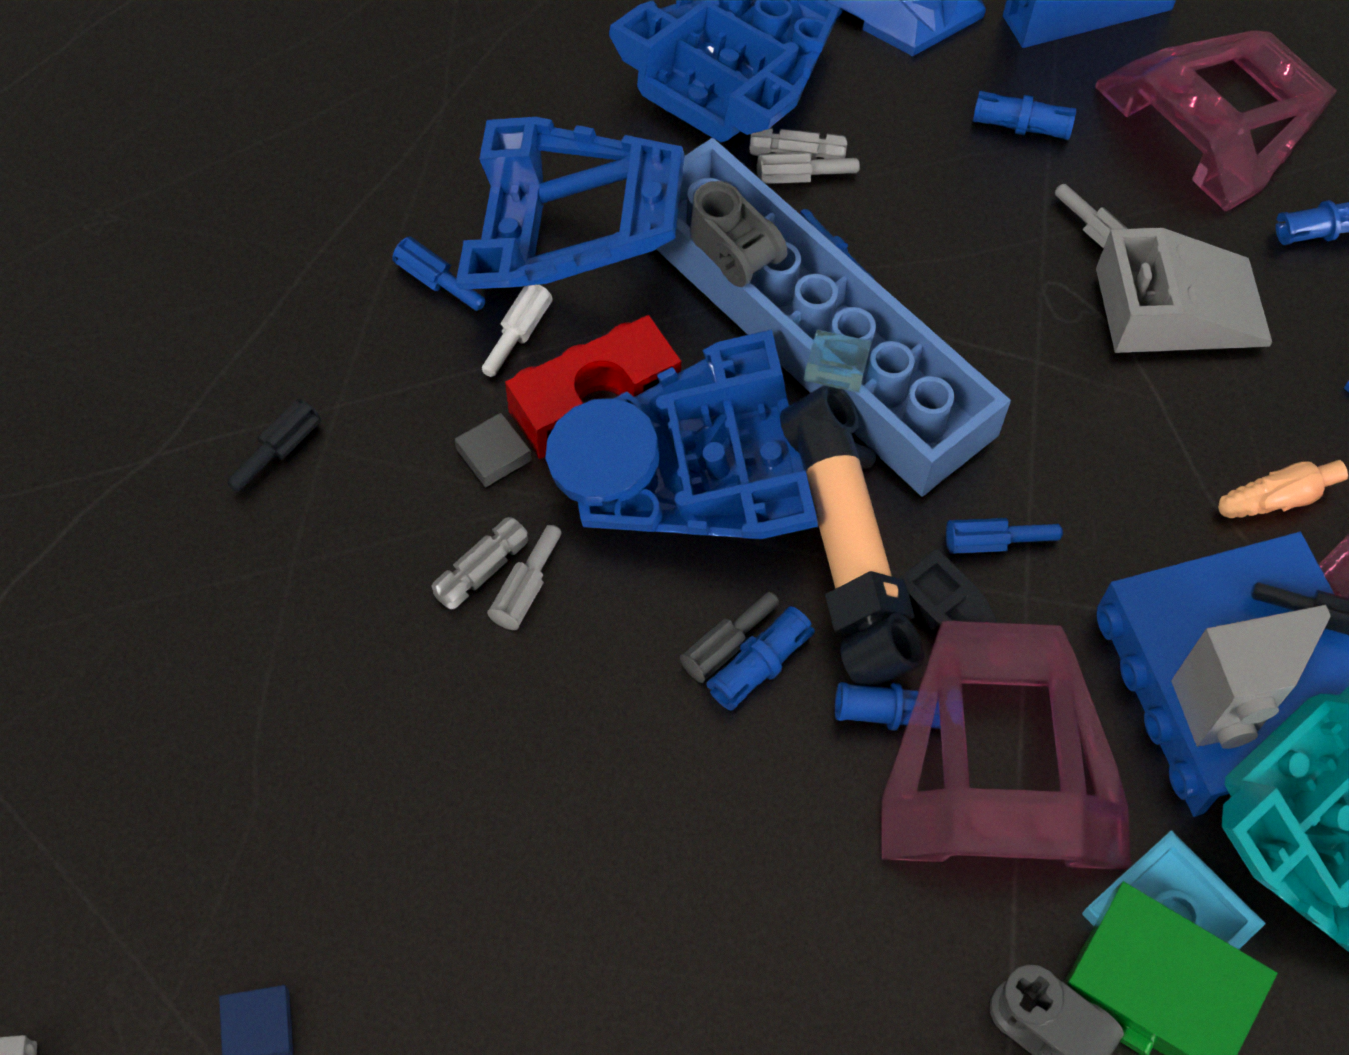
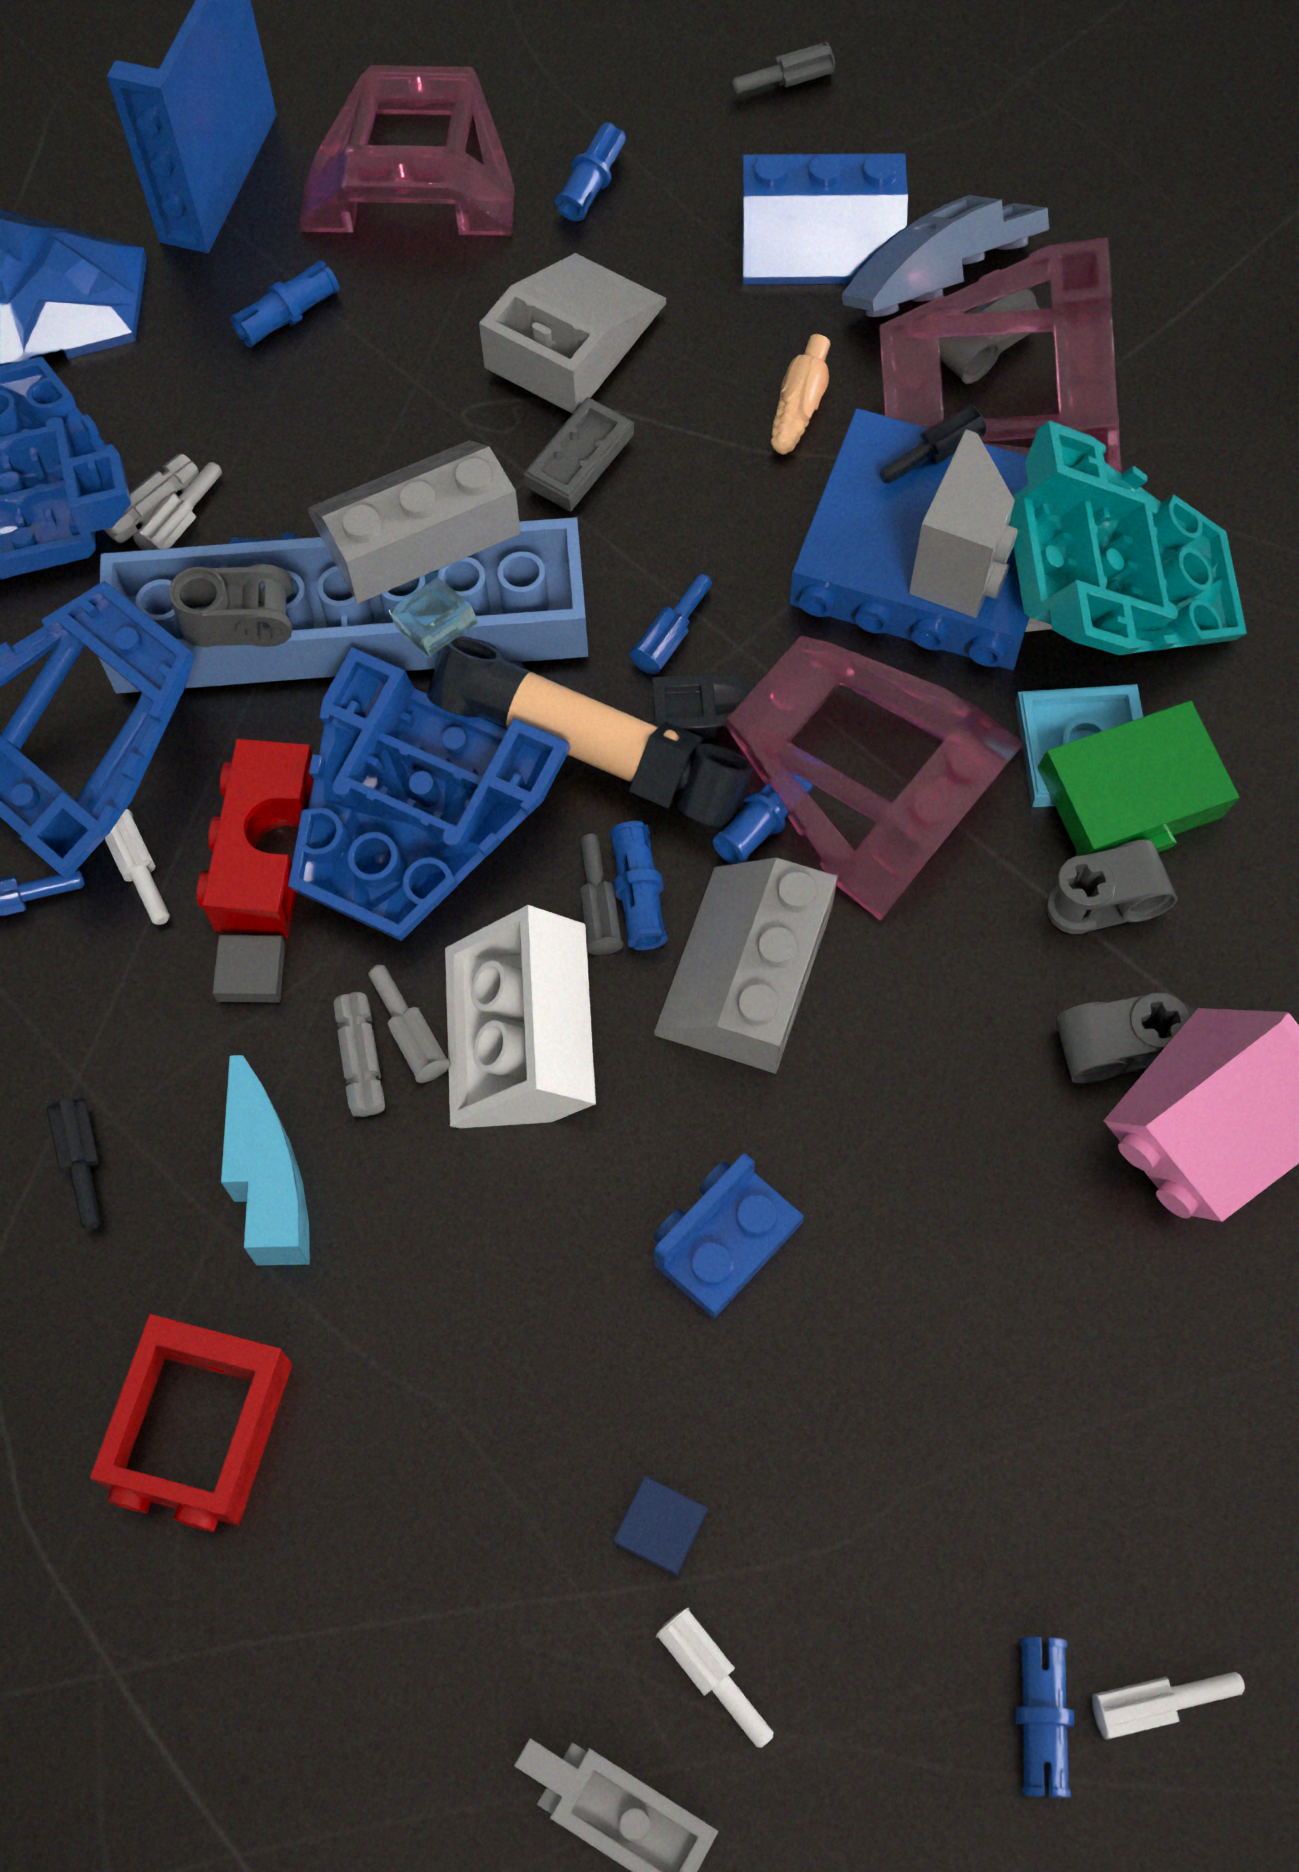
camera: 50 degrees left, 5 degrees up
(141, 687) = (214, 1351): none -> red window
(345, 560) = (263, 1172): none -> medium azure slope
(520, 914) = (724, 1235): none -> blue bracket
(584, 651) = (519, 1022): none -> white slope
(602, 452) = (350, 870): blue tile -> none
(762, 782) = (748, 960): none -> light grey slope
(904, 297) = (418, 519): none -> light grey slope
(1082, 375) = (578, 454): none -> dark grey plate
(1098, 222) = (448, 331): light grey axle -> none

